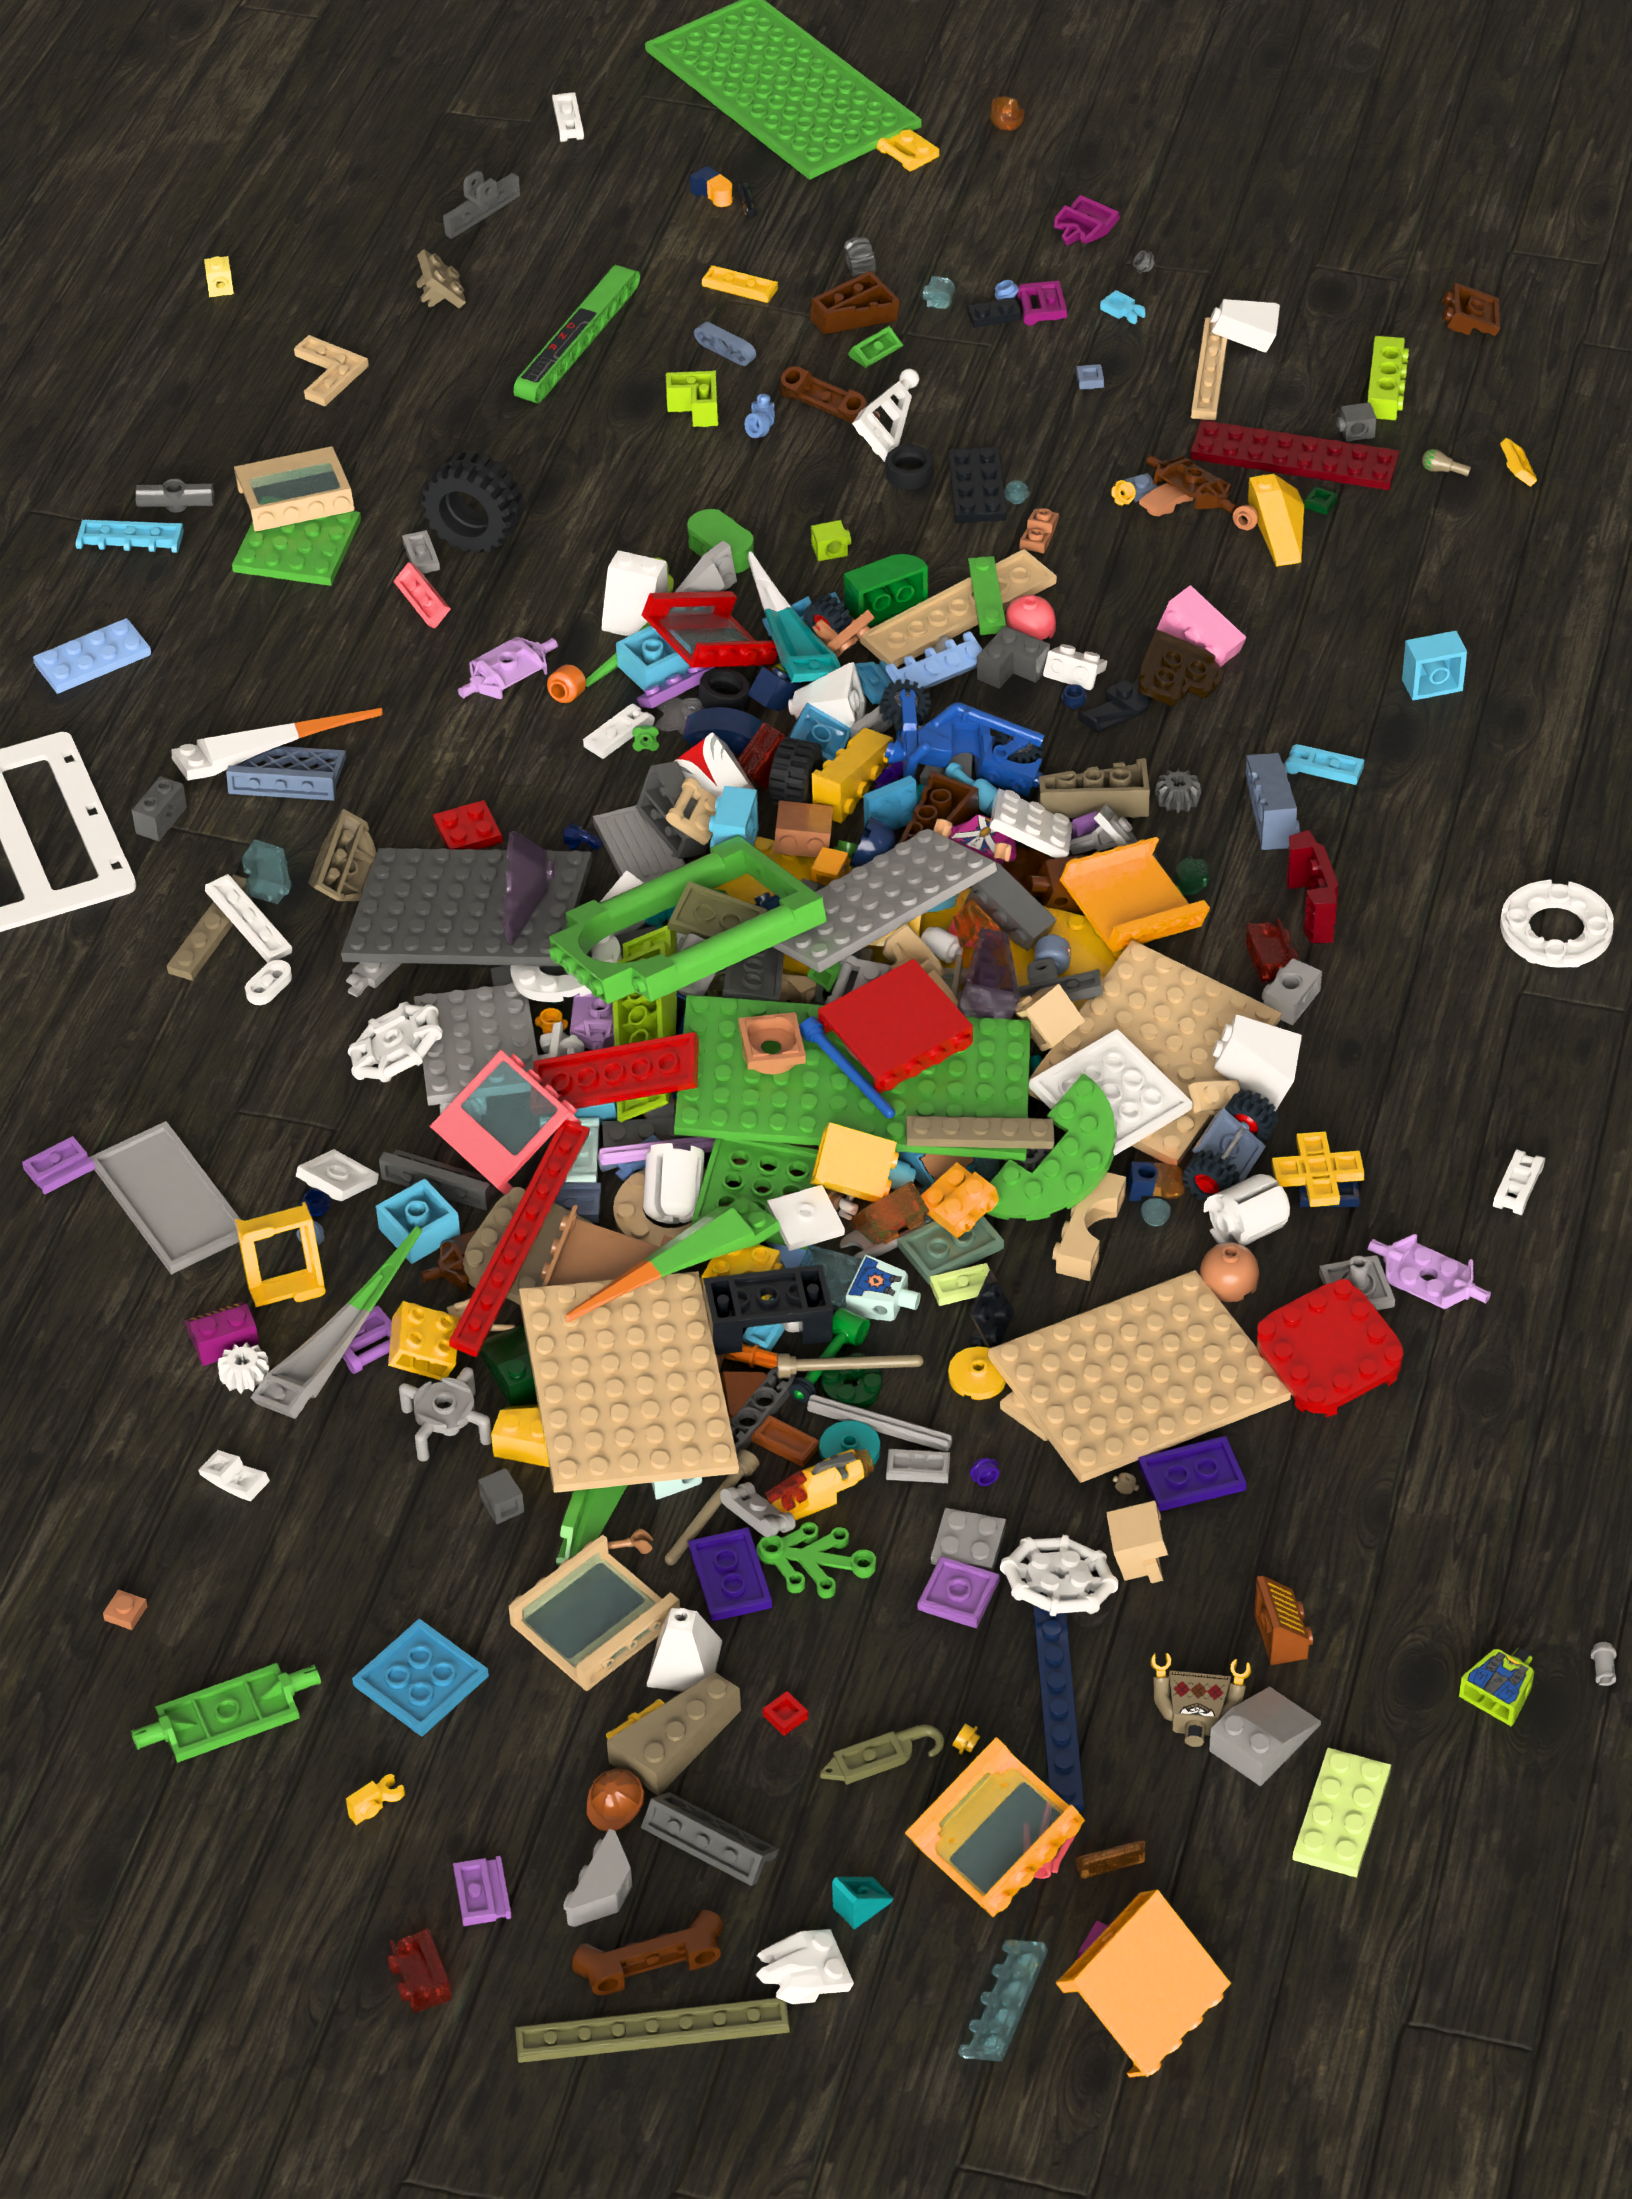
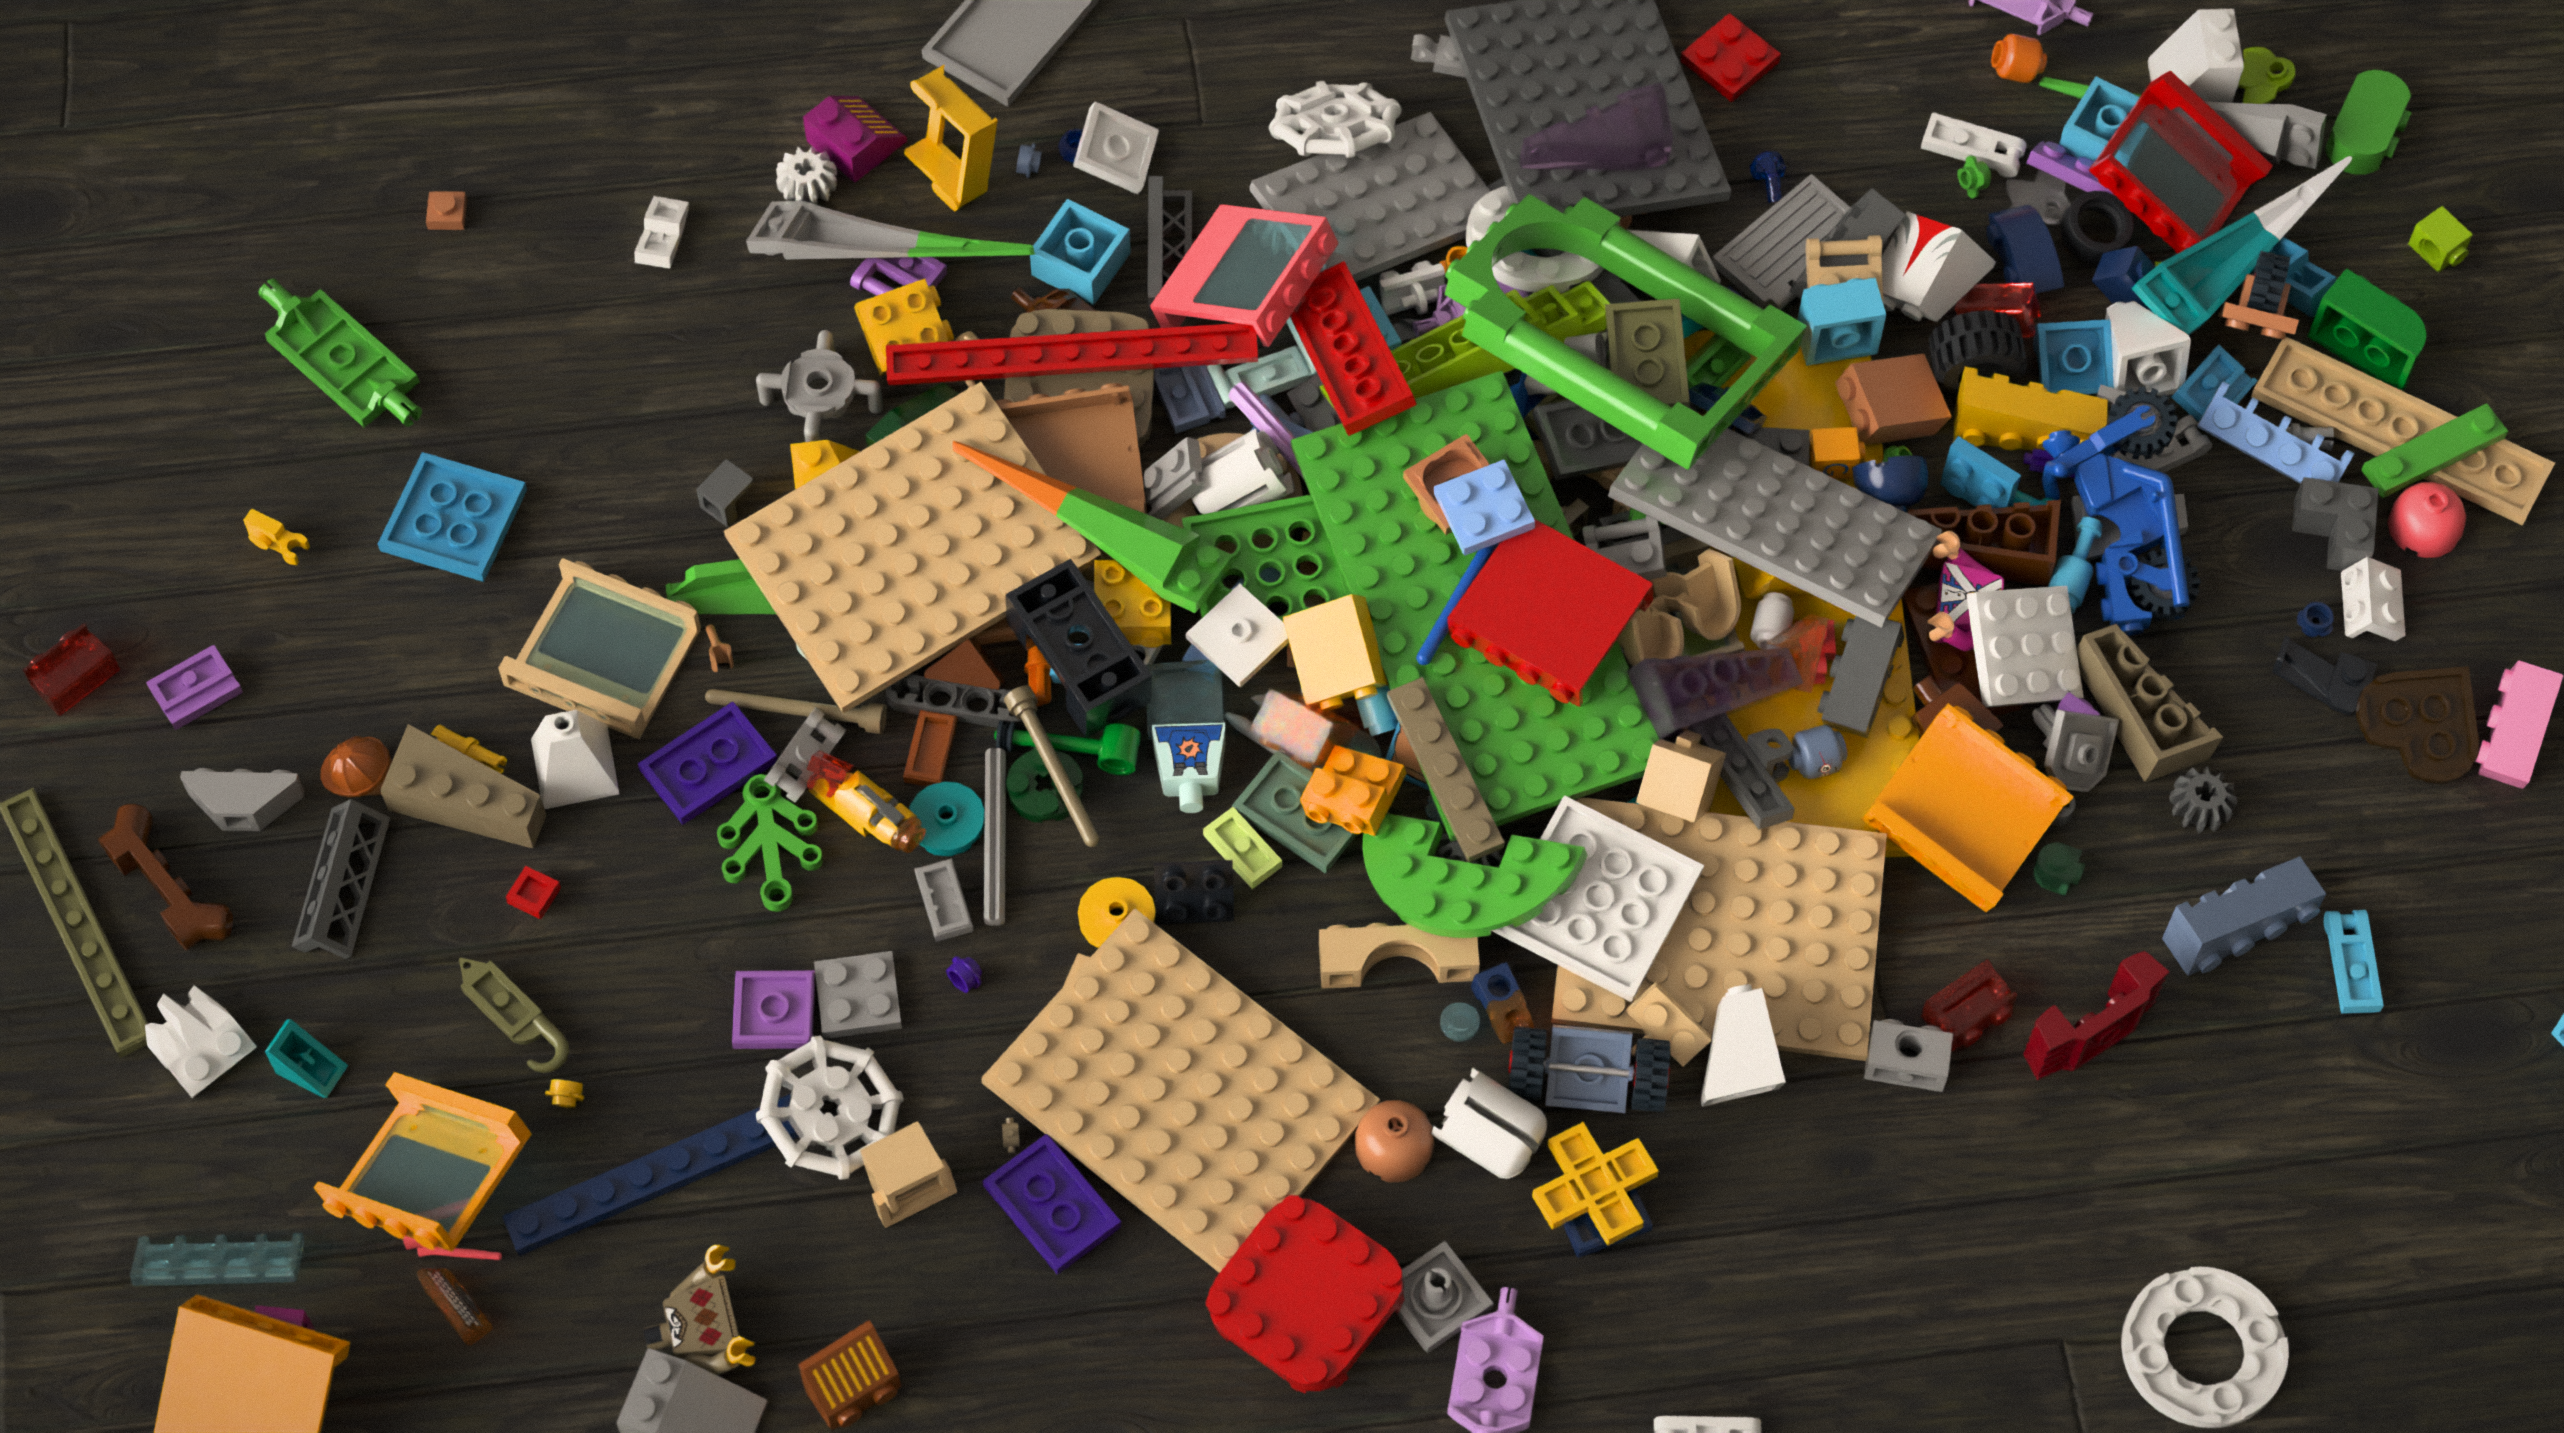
camera: 65 degrees right, 15 degrees up
(653, 1214) = (1173, 478): none -> light grey plate
(805, 1025) = (1484, 507): none -> light blue plate

